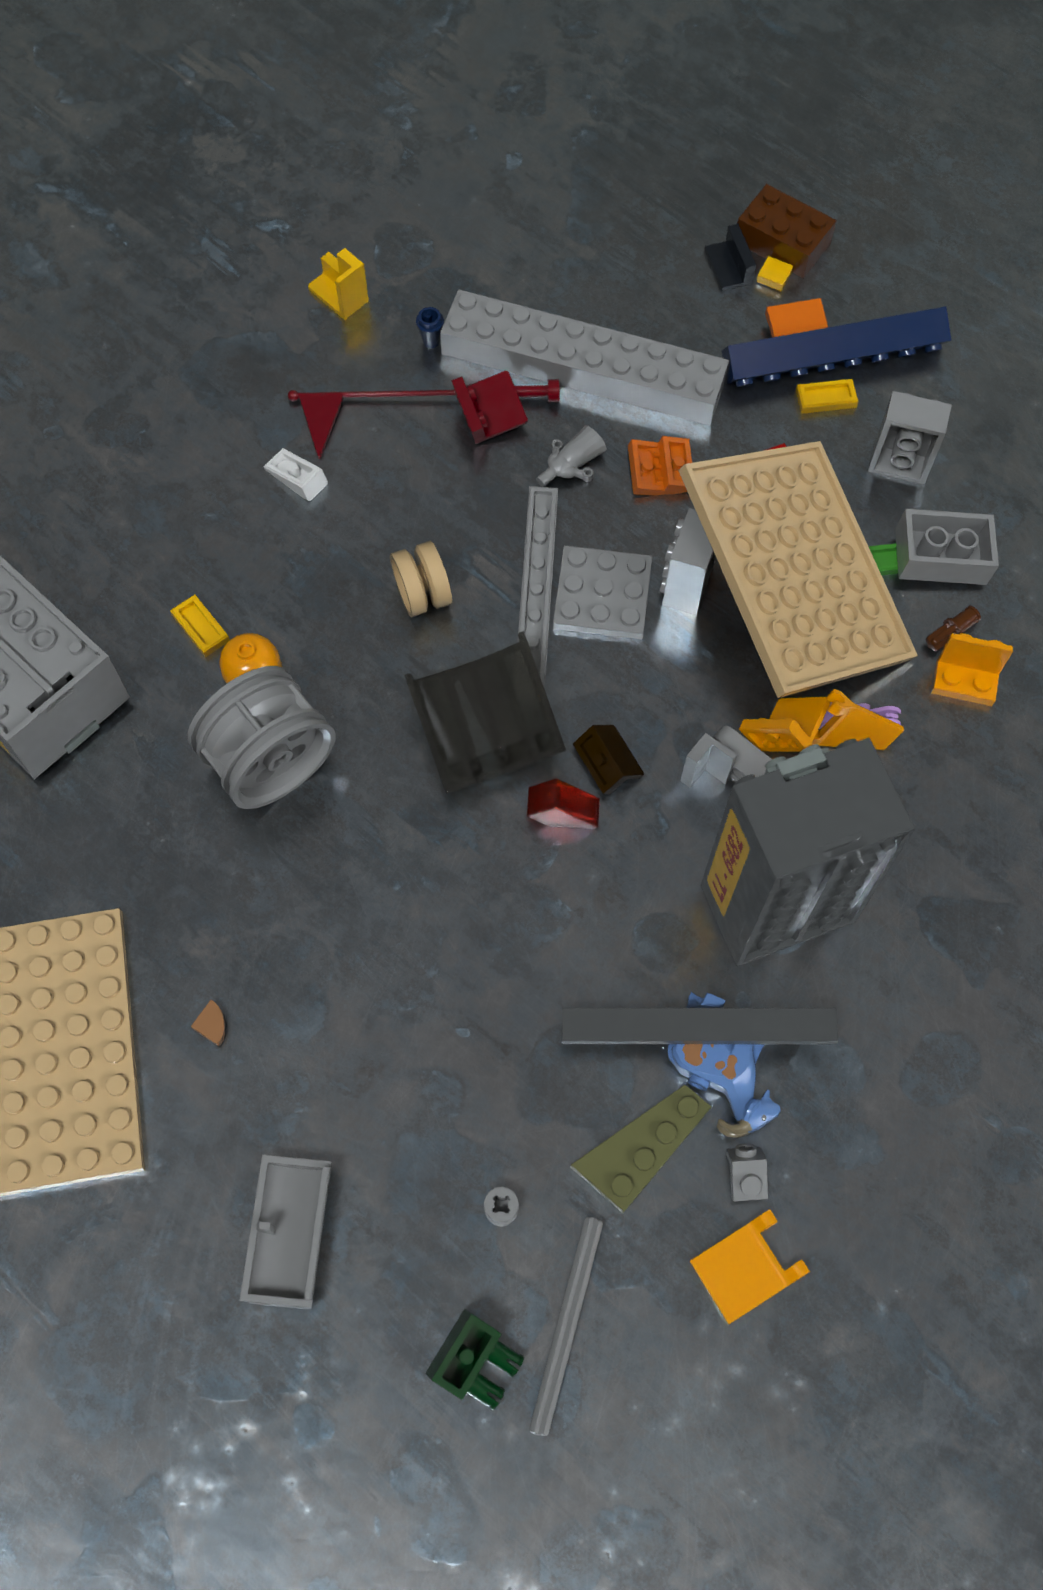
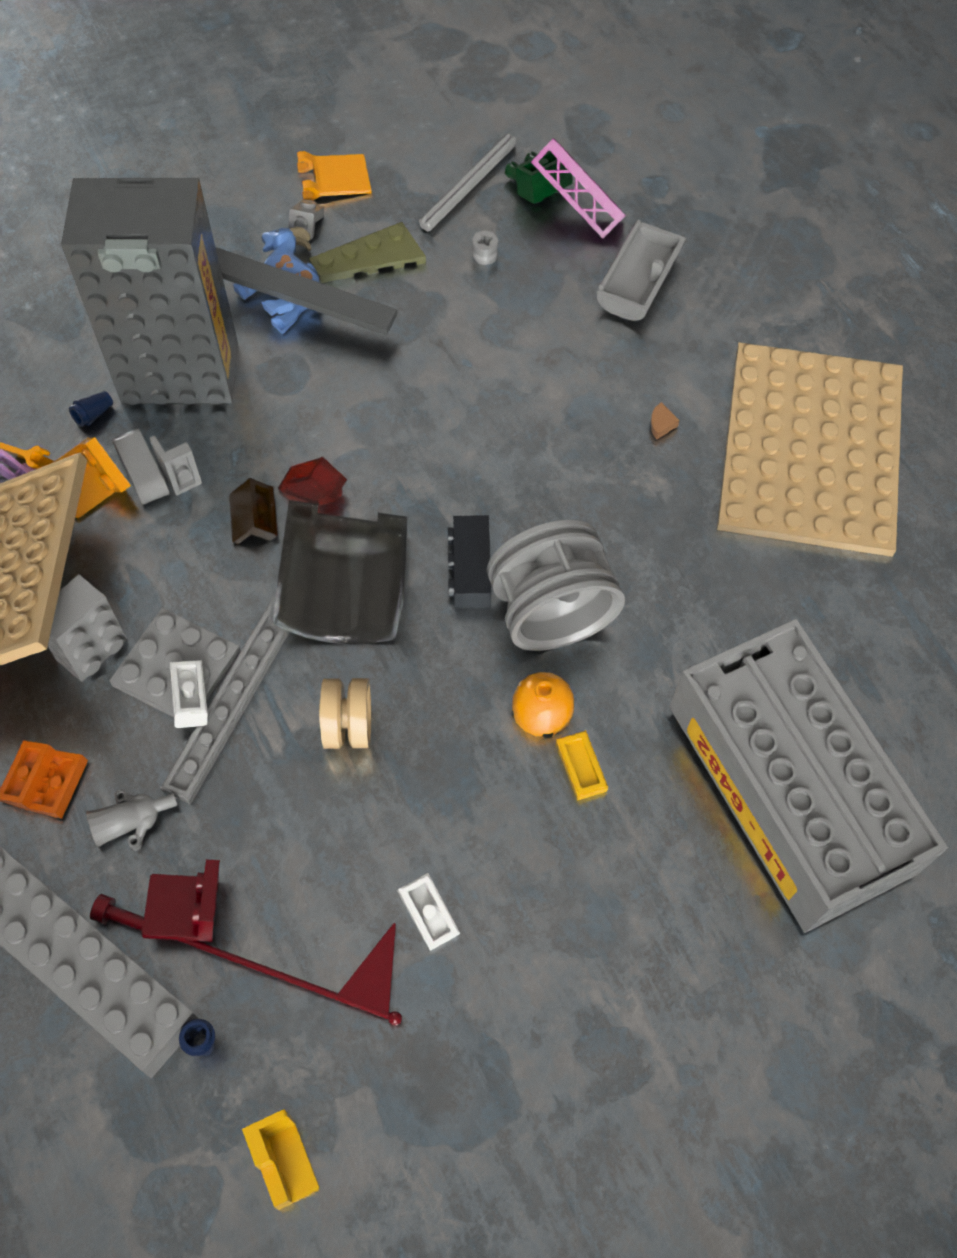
camera: 160 degrees left, 5 degrees down
(367, 775) = (470, 561): none -> black brick
(397, 1339) = (585, 180): none -> fence
(571, 556) = (188, 694): none -> white slope

